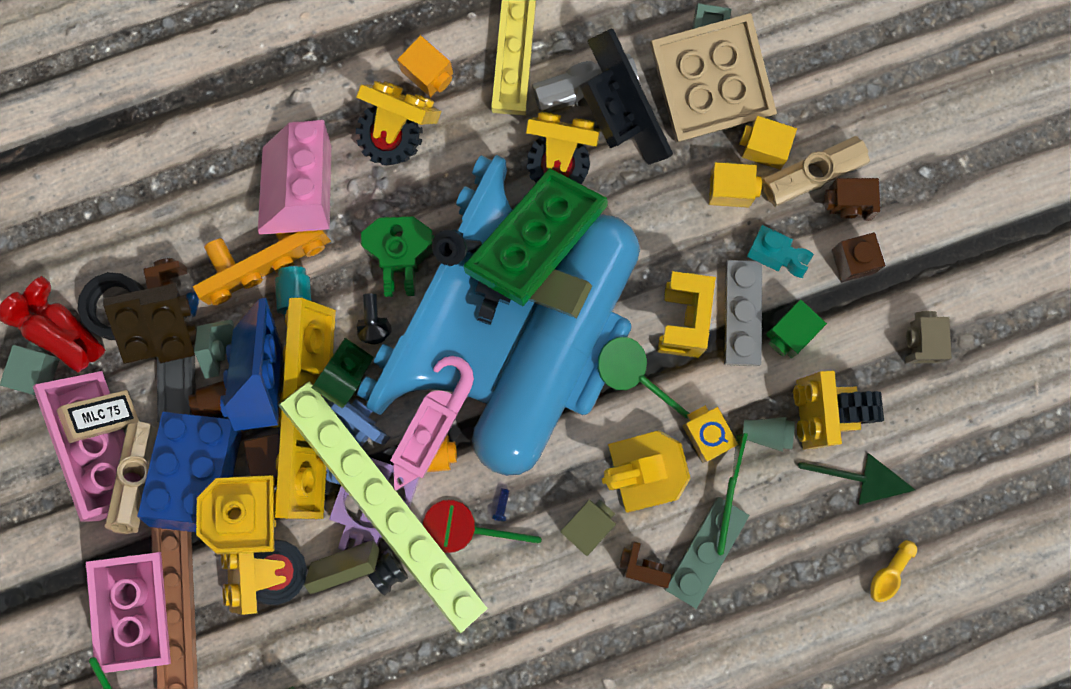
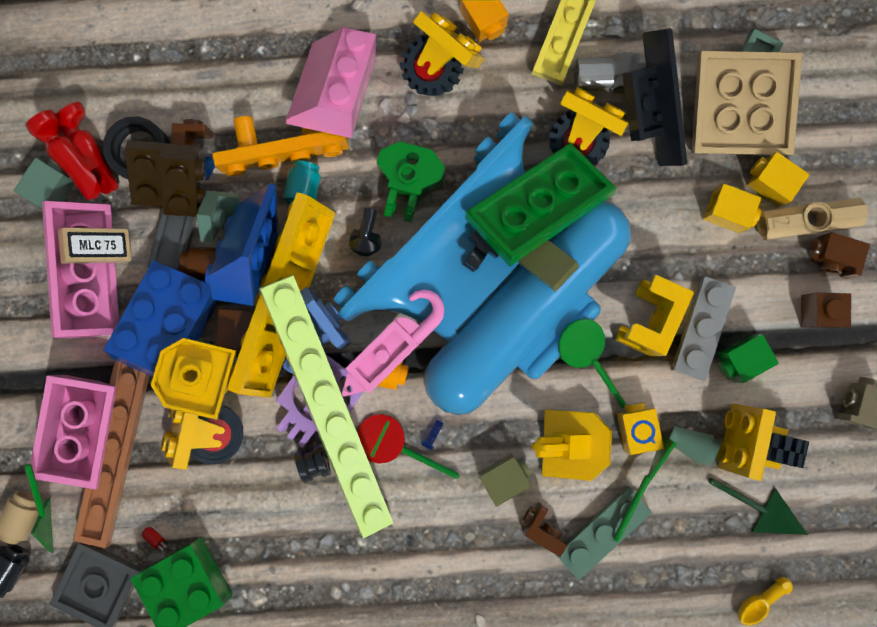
camera: 15 degrees right, 5 degrees up
(127, 495) = (99, 326): tan piece -> none
(342, 567) = (274, 448): olive tile -> none
(343, 373) = (325, 276): dark green plate -> none
(451, 247) = (459, 191): black plate -> none
(775, 250) = (752, 282): teal plate -> none

